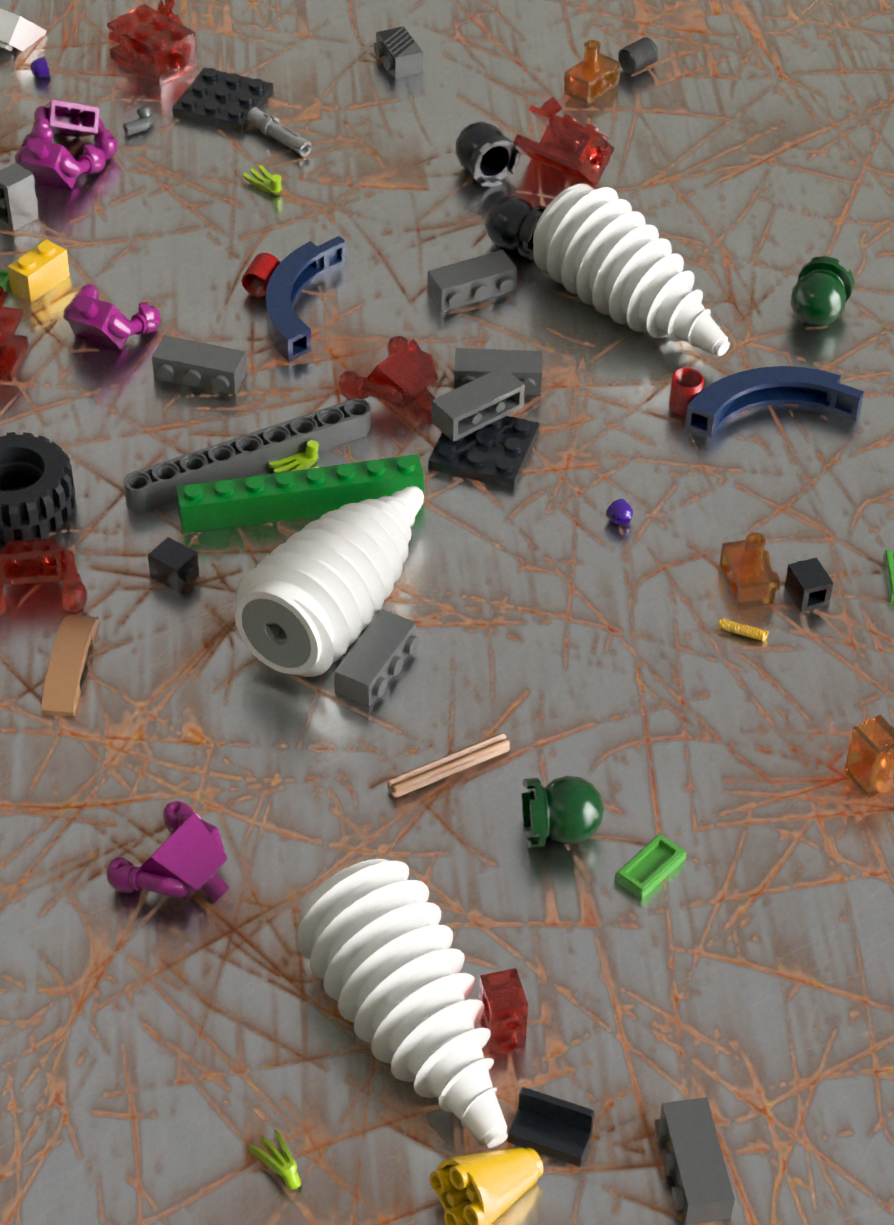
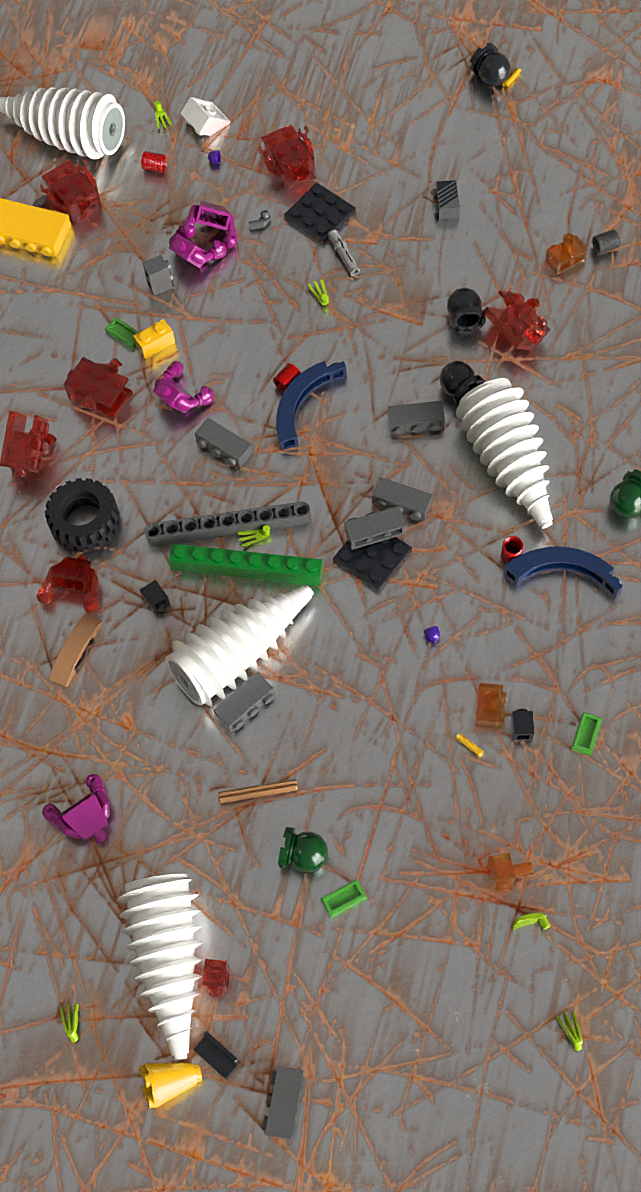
camera: 25 degrees right, 20 degrees up
(397, 379) = (338, 491): clear red torso -> none

